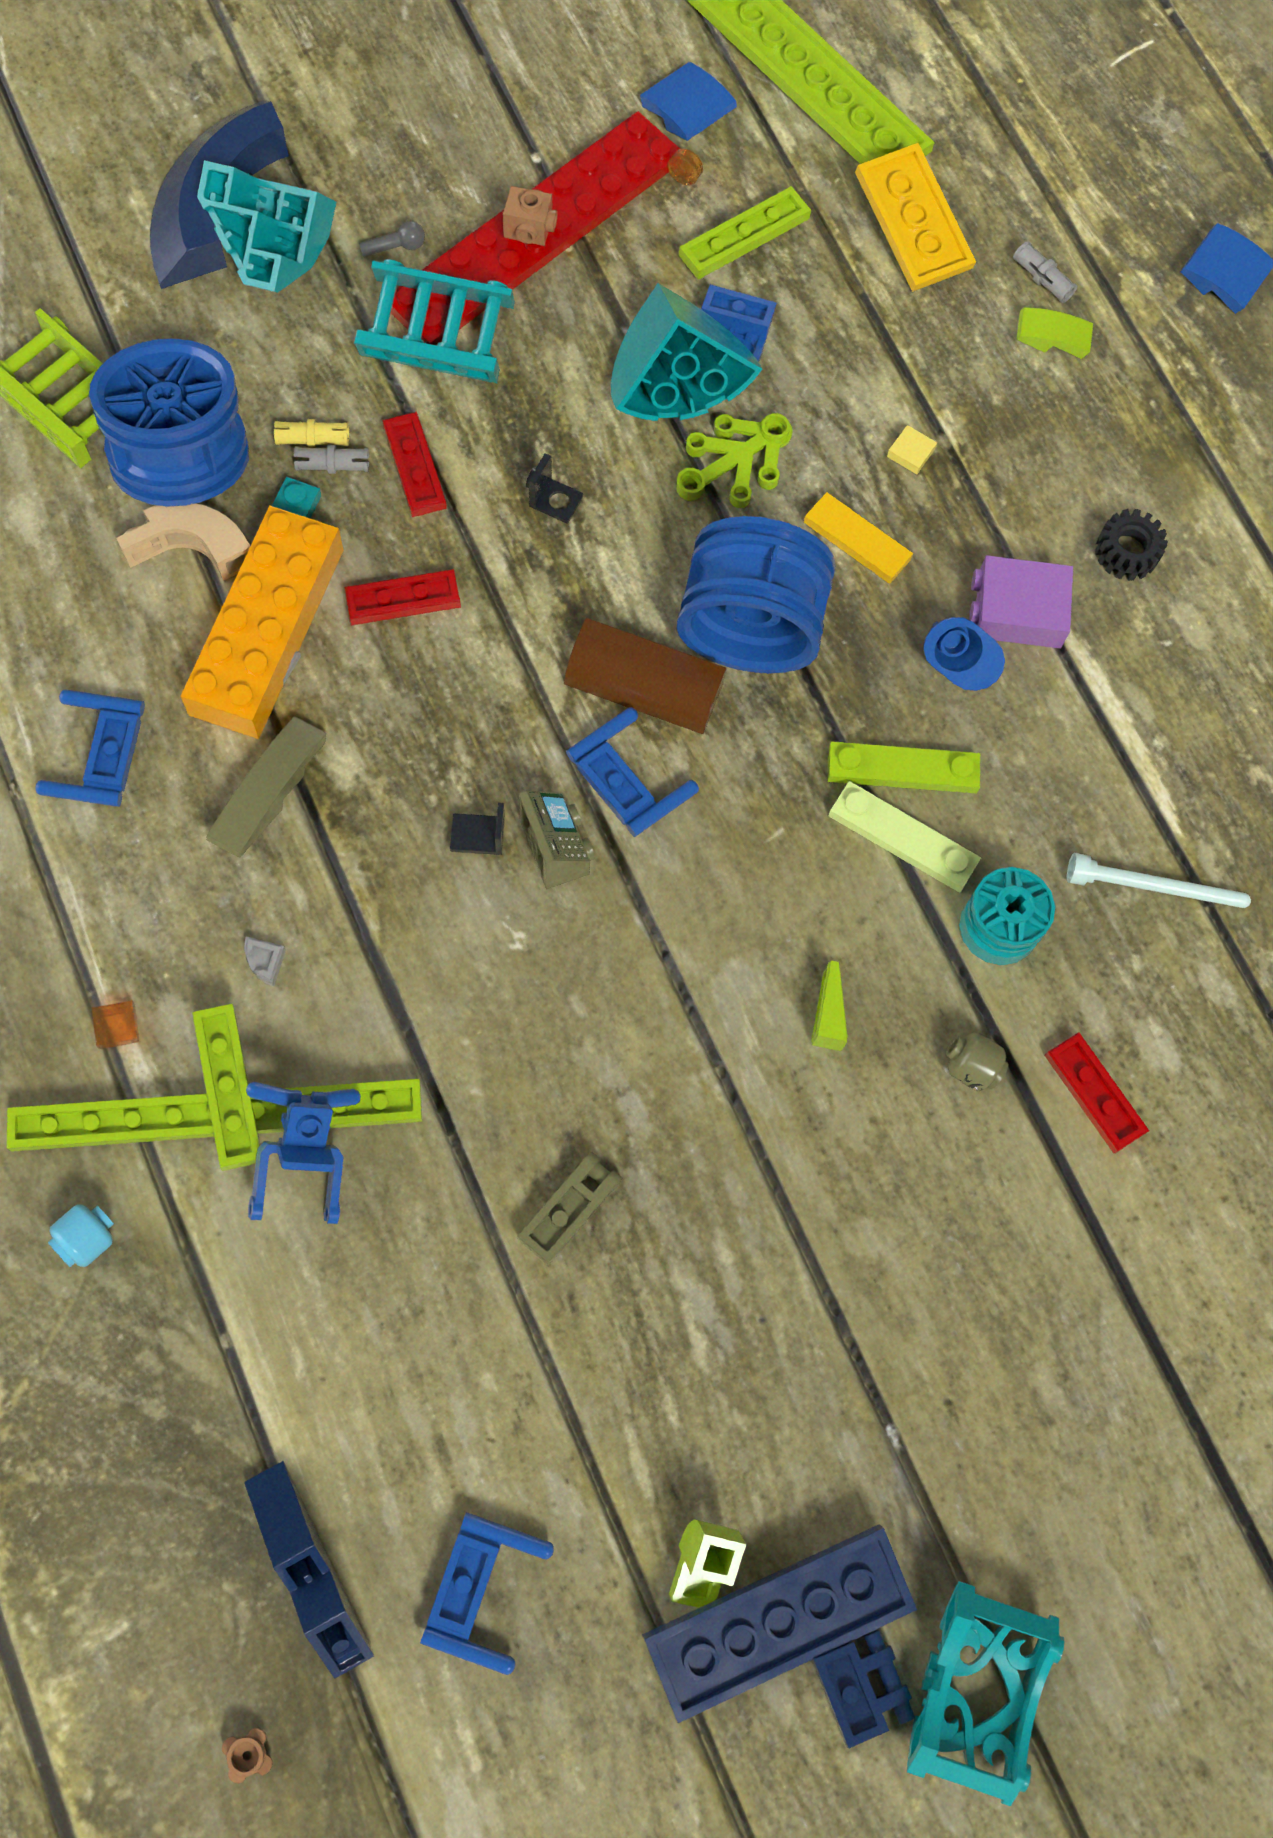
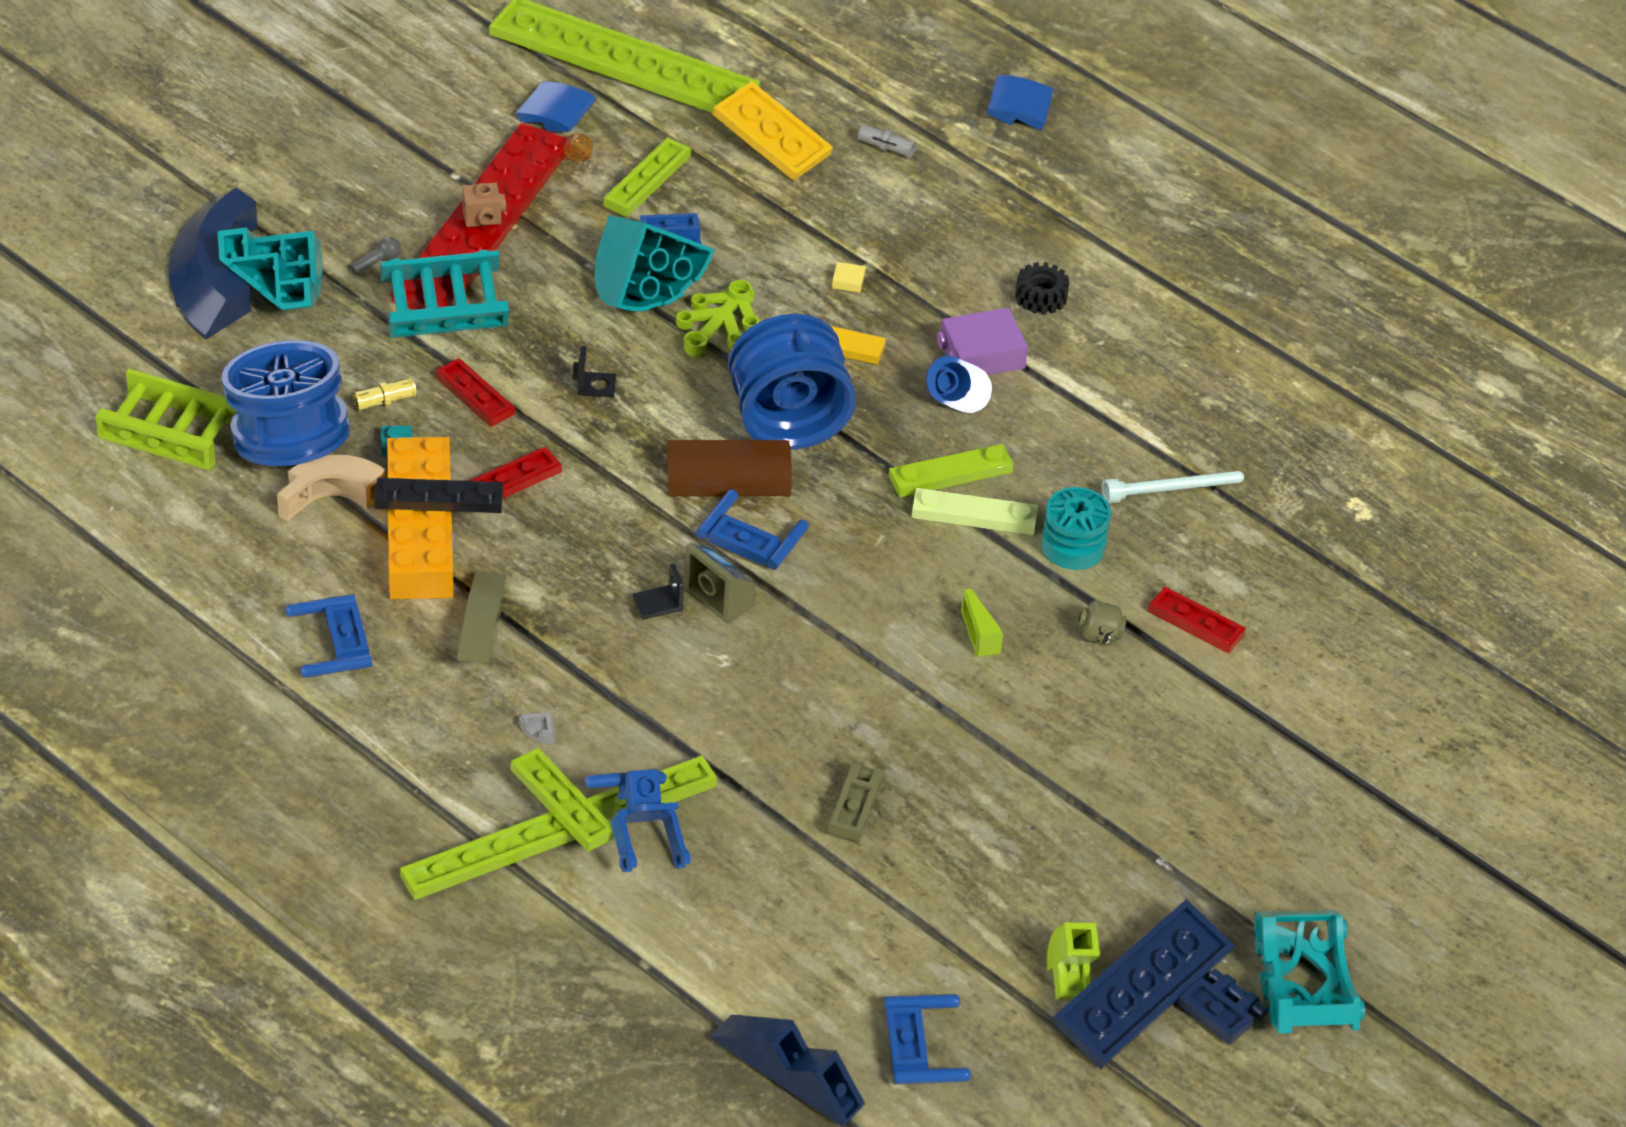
camera: 20 degrees left, 25 degrees down
(81, 1235) = (503, 925): medium azure head -> none
(115, 1024) = (449, 799): clear orange tile -> none
(280, 612) = (439, 495): none -> black plate
(331, 459) = (410, 405): light grey pin -> none
(1052, 328) = (908, 174): lime slope -> none

